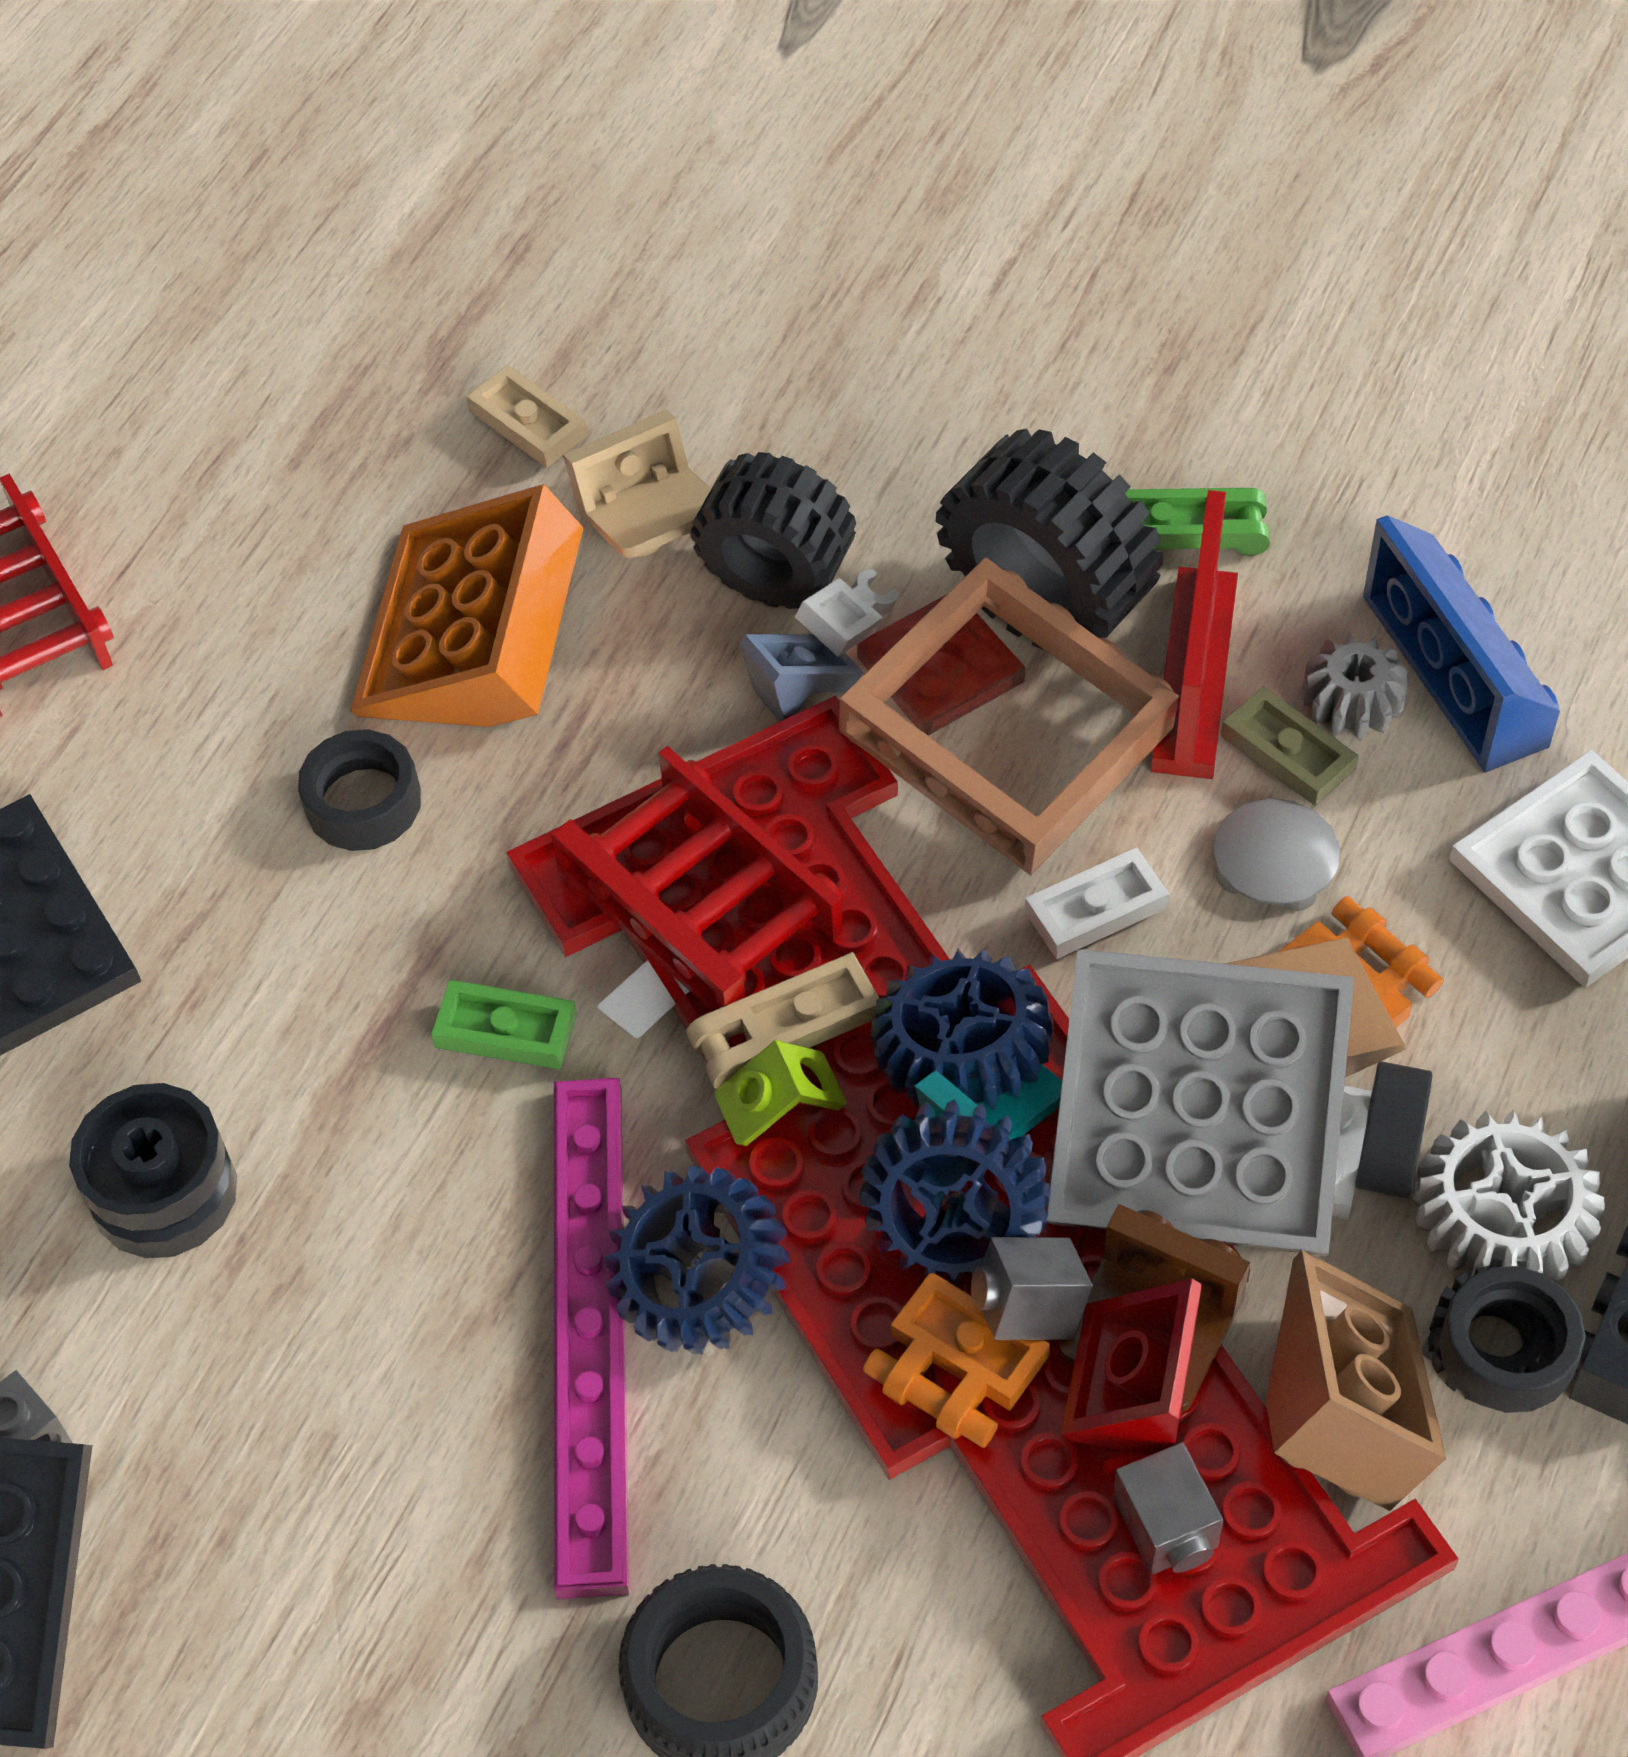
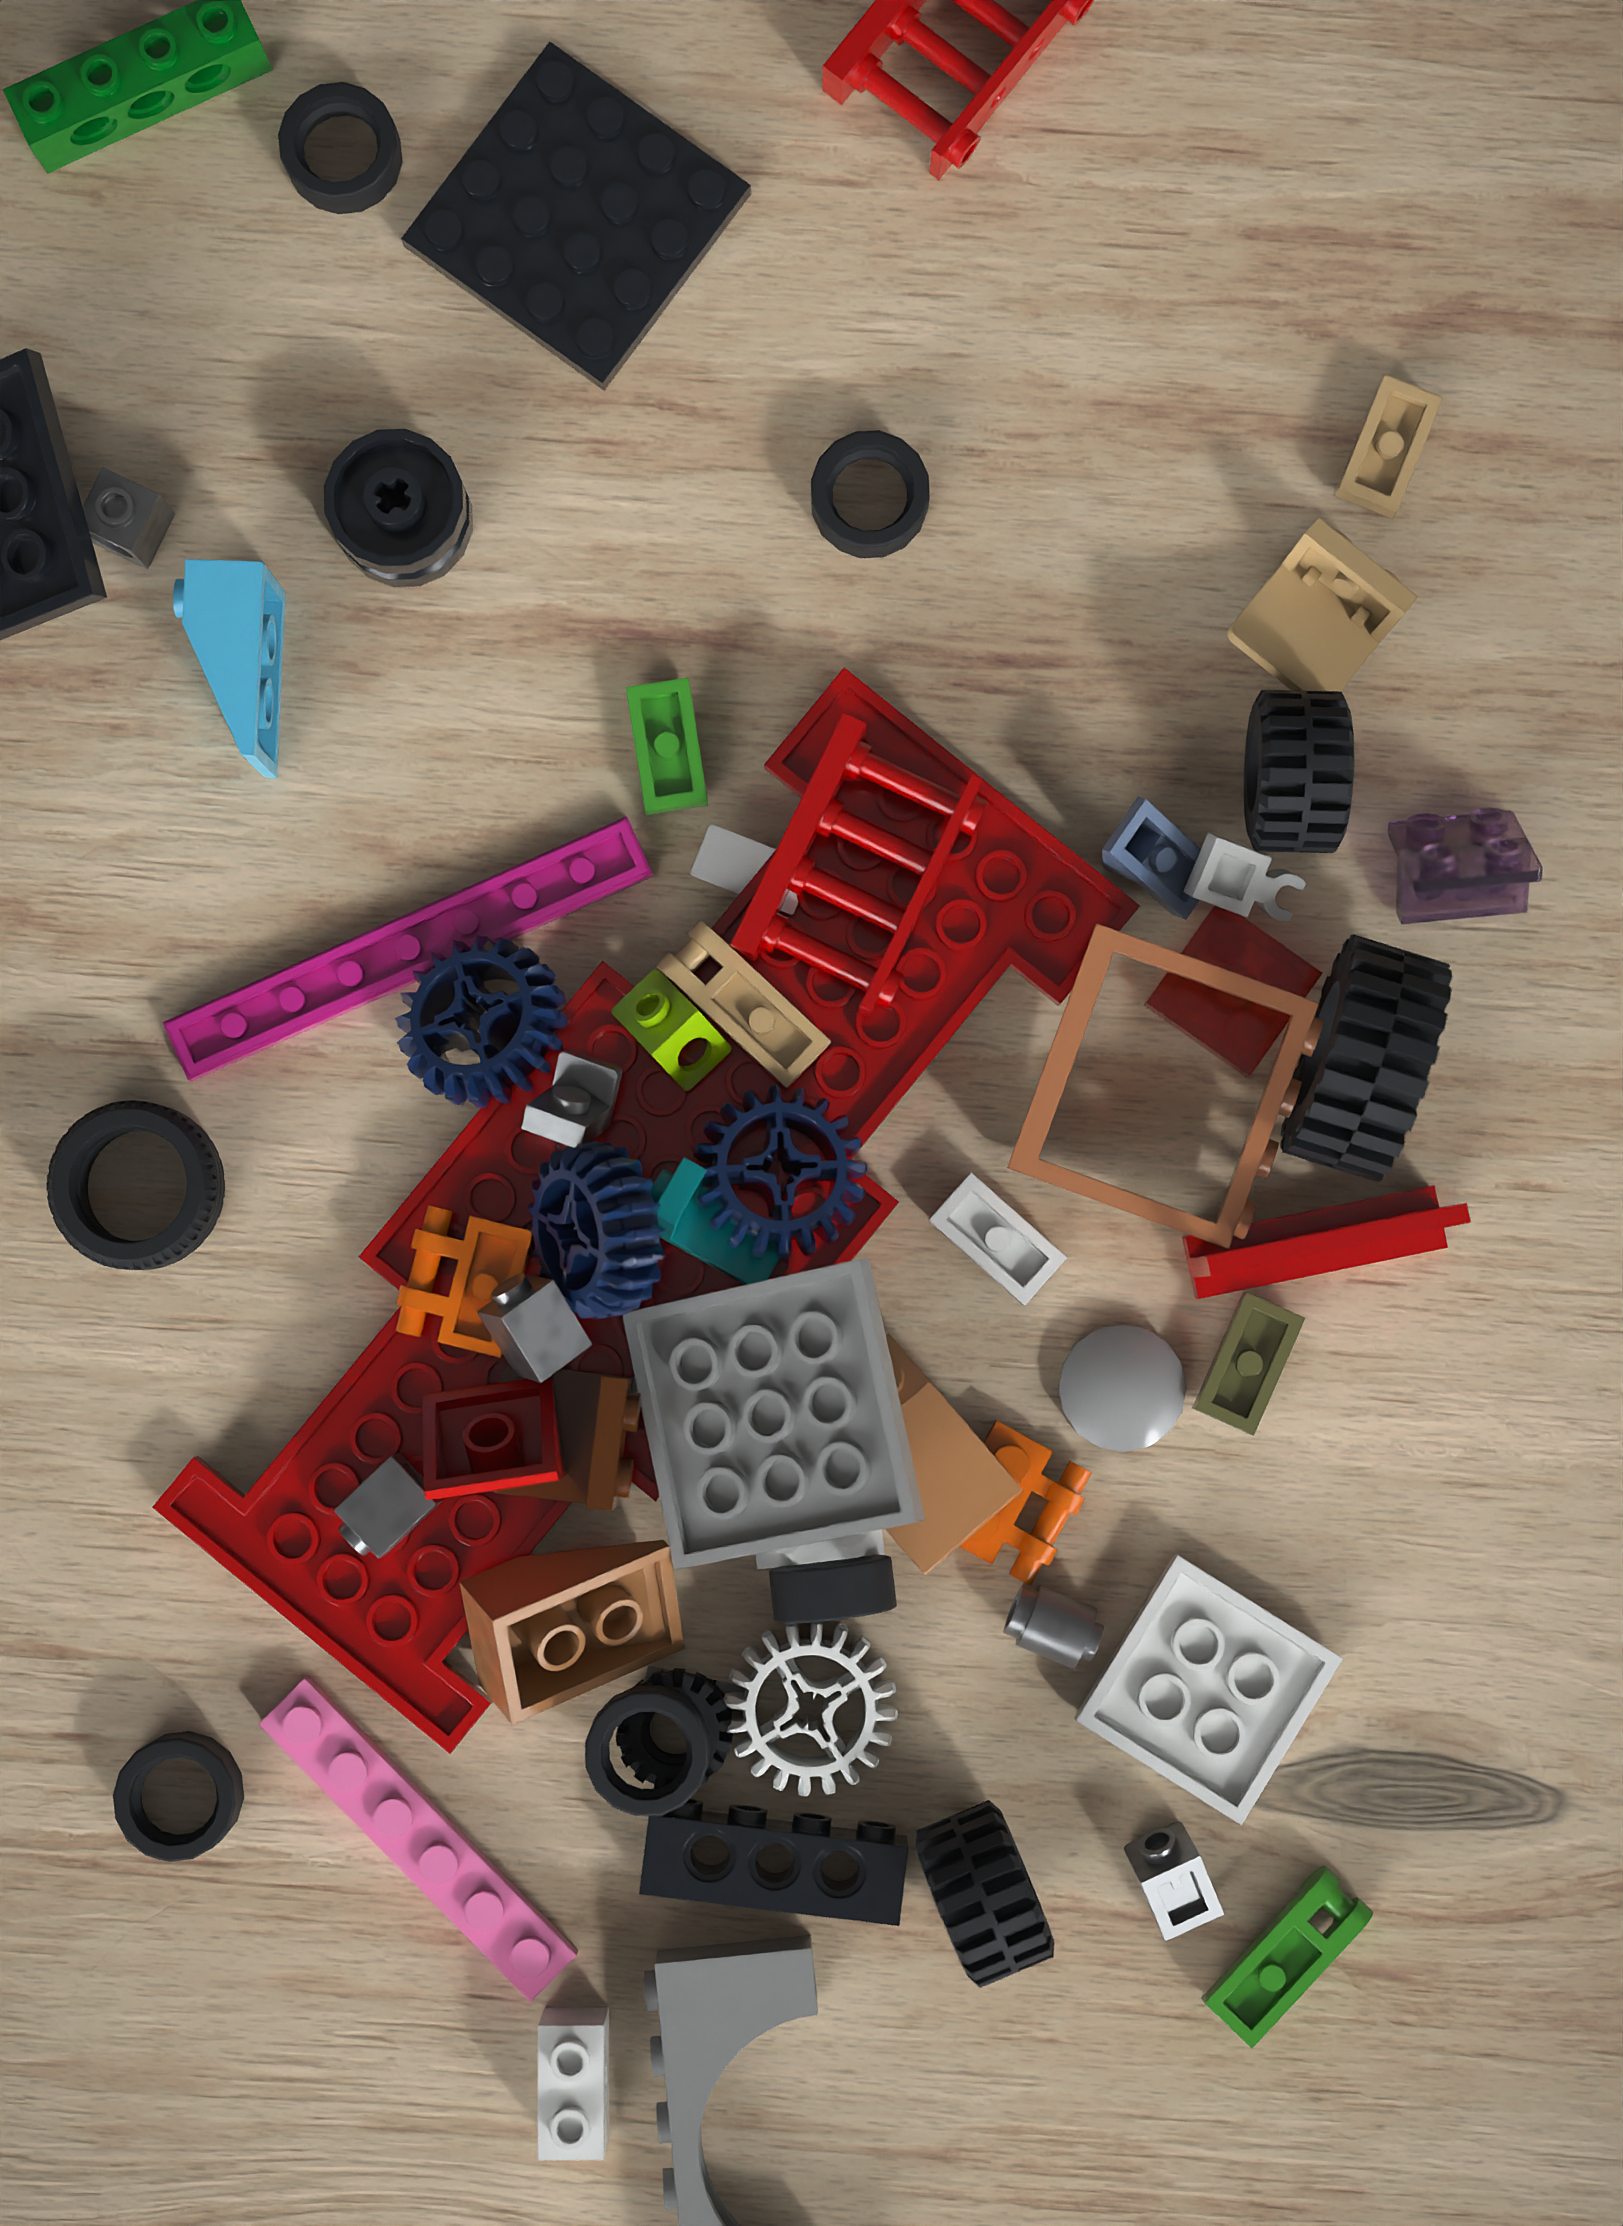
camera: 65 degrees right, 30 degrees up
(216, 1357) = (237, 632): none -> medium azure slope
(471, 613) = (1113, 505): orange slope -> none
(811, 1184) = (578, 1101): none -> flat silver bracket
(909, 461) = (1462, 866): none -> clear purple bracket
(1181, 514) = (1498, 1170): bright green plate -> none
(1355, 686) = (1341, 1383): light grey gear -> none
(1457, 646) = (1426, 1496): blue slope -> none
(1489, 968) = (1054, 1625): none -> flat silver brick

